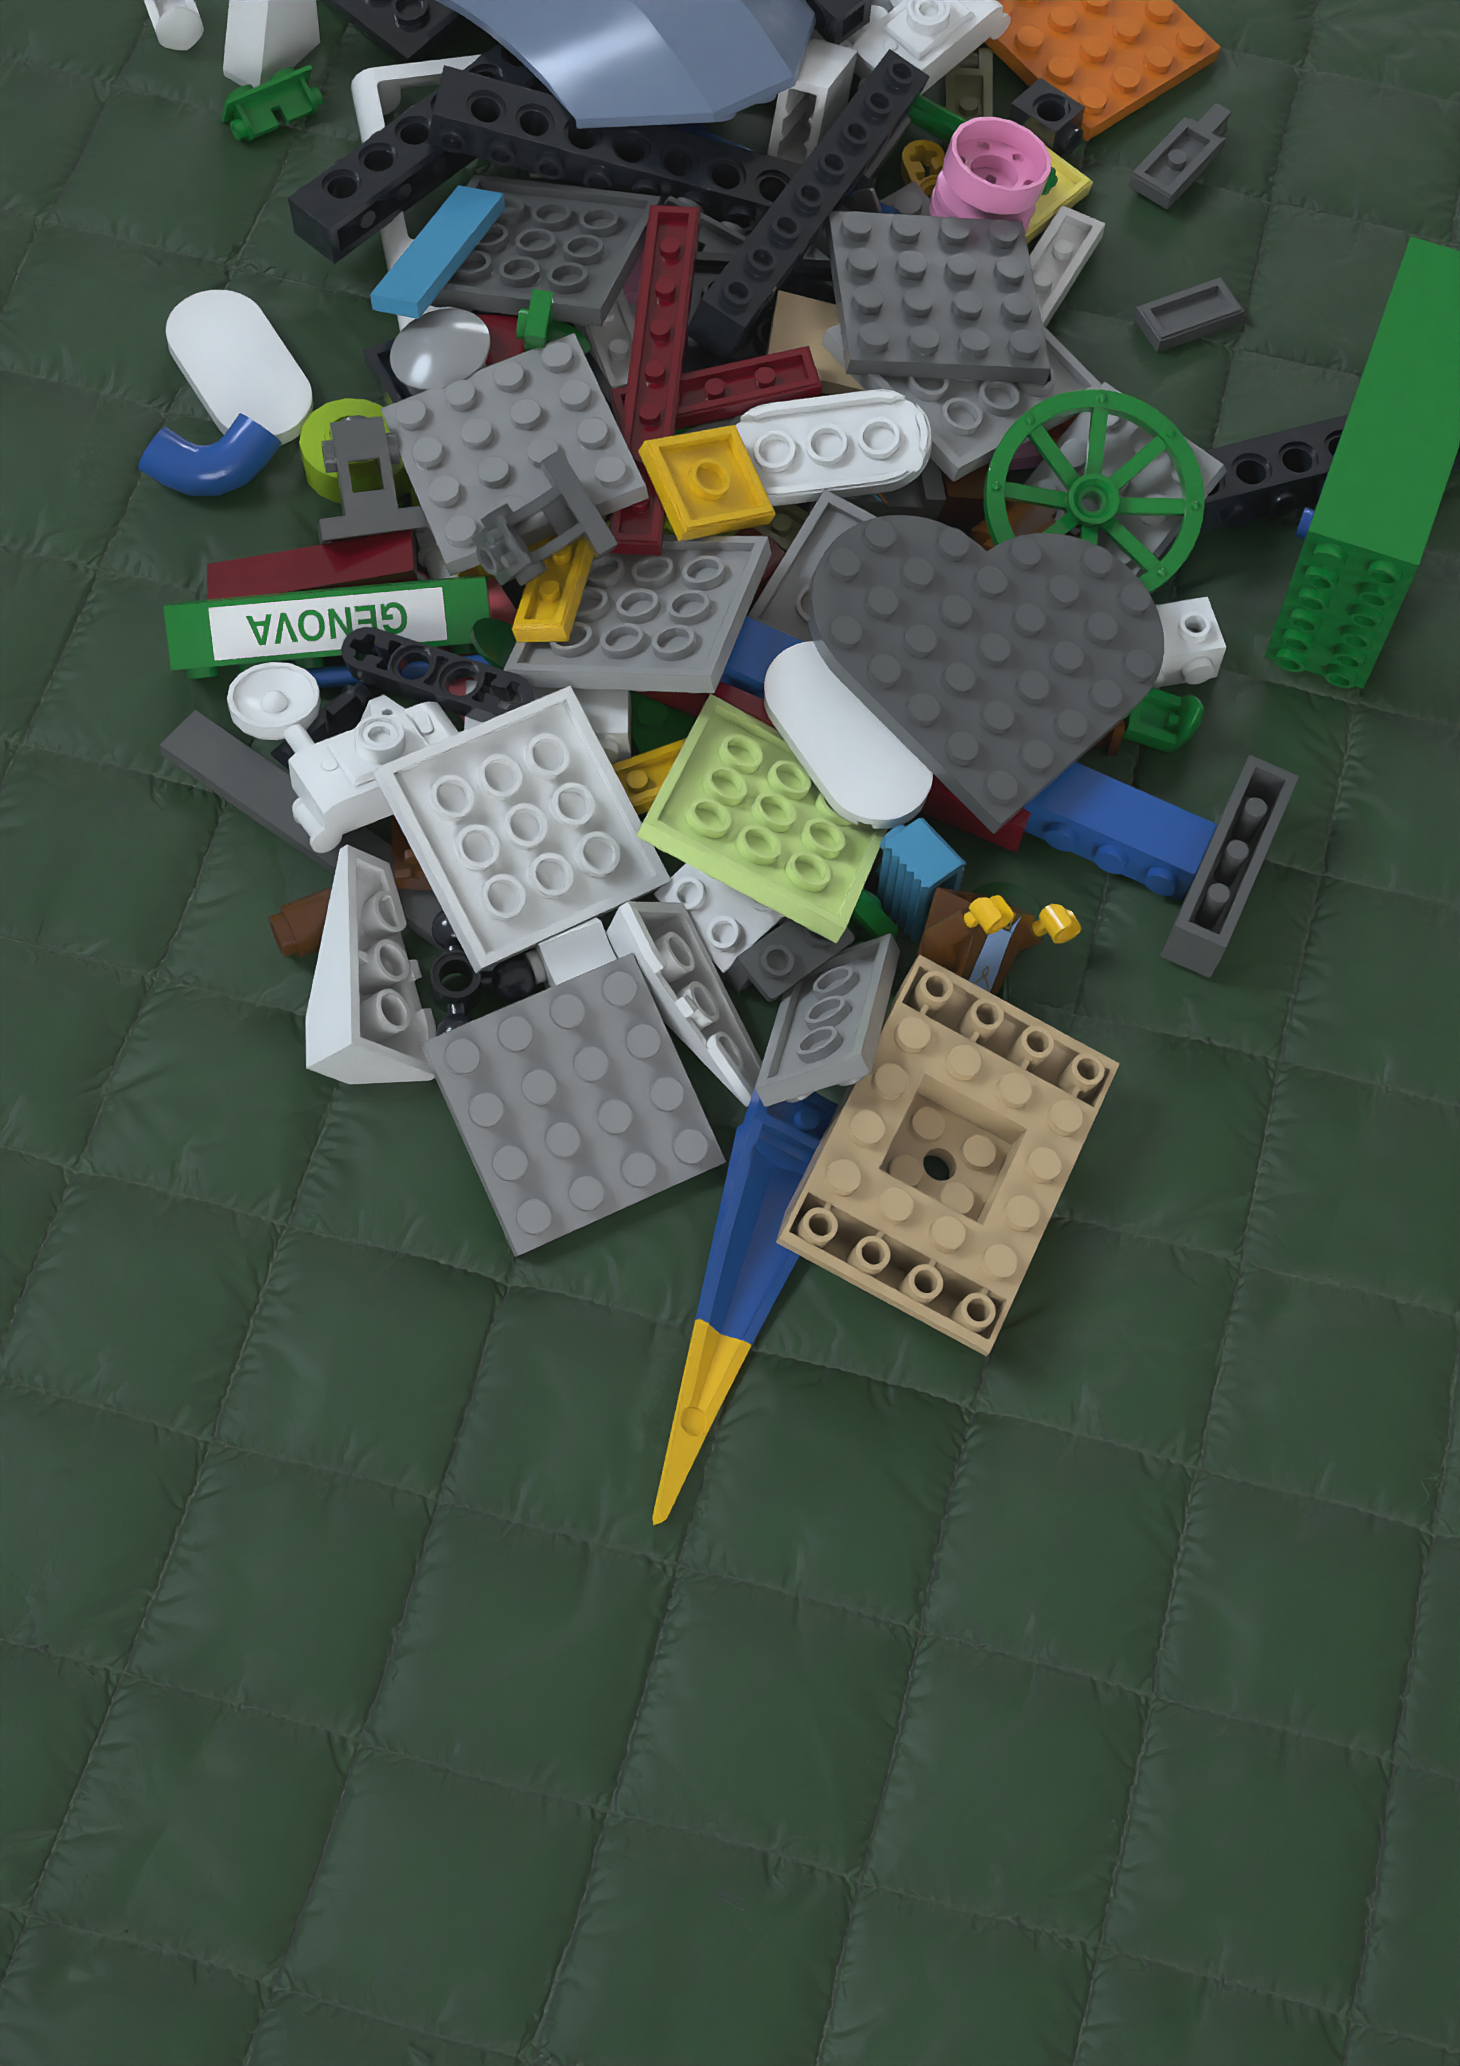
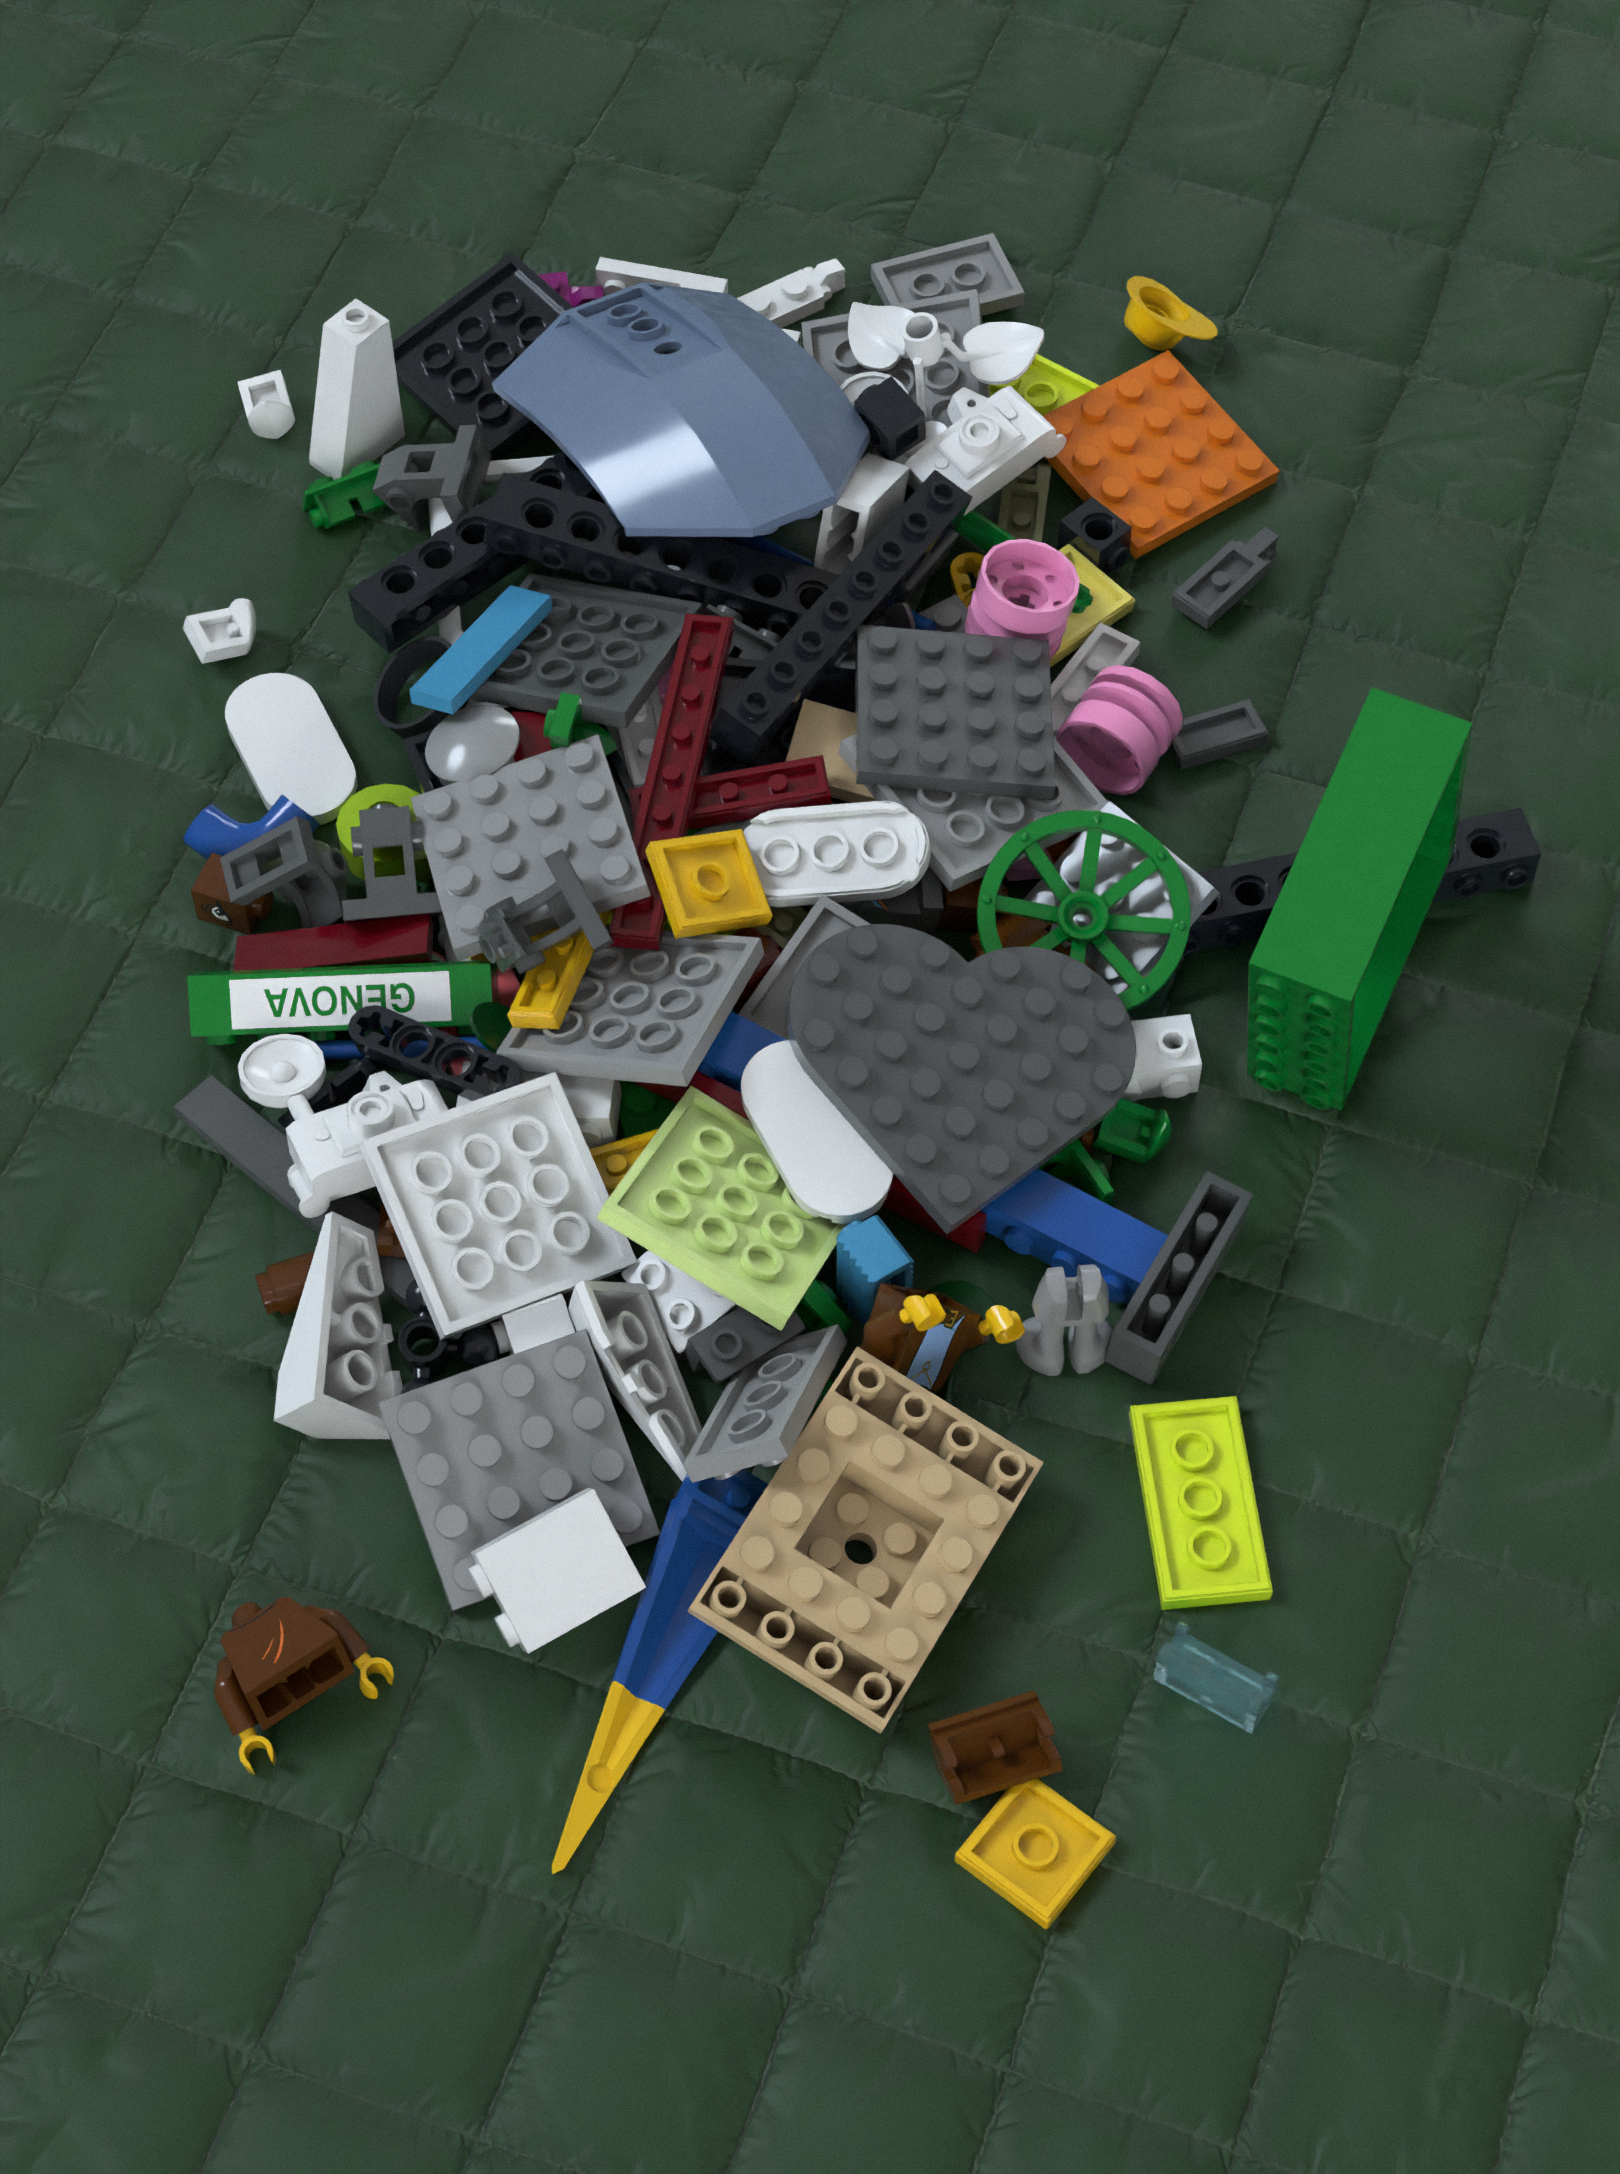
camera: 10 degrees right, 5 degrees down
(154, 249) = (222, 632): none -> white plate
(196, 520) = (214, 904): none -> reddish brown brick
(275, 496) = (294, 864): none -> dark grey tile
(342, 287) = (395, 676): none -> black tyre
(347, 1322) = (283, 1661): none -> reddish brown torso
(361, 72) = (453, 476): none -> dark grey tile
(626, 1208) = (555, 1571): none -> white brick
(1101, 1362) = (994, 1747): none -> reddish brown hinge
(1103, 307) = (1121, 728): none -> bright pink wheel
(1118, 763) = (1086, 1172): none -> green bracket
(1128, 917) = (1061, 1303): none -> light grey piece
(1152, 1463) = (1035, 1850): none -> yellow tile
(1274, 1096) = (1200, 1503): none -> neon yellow tile
(1315, 1277) = (1215, 1680): none -> clear light blue hinge

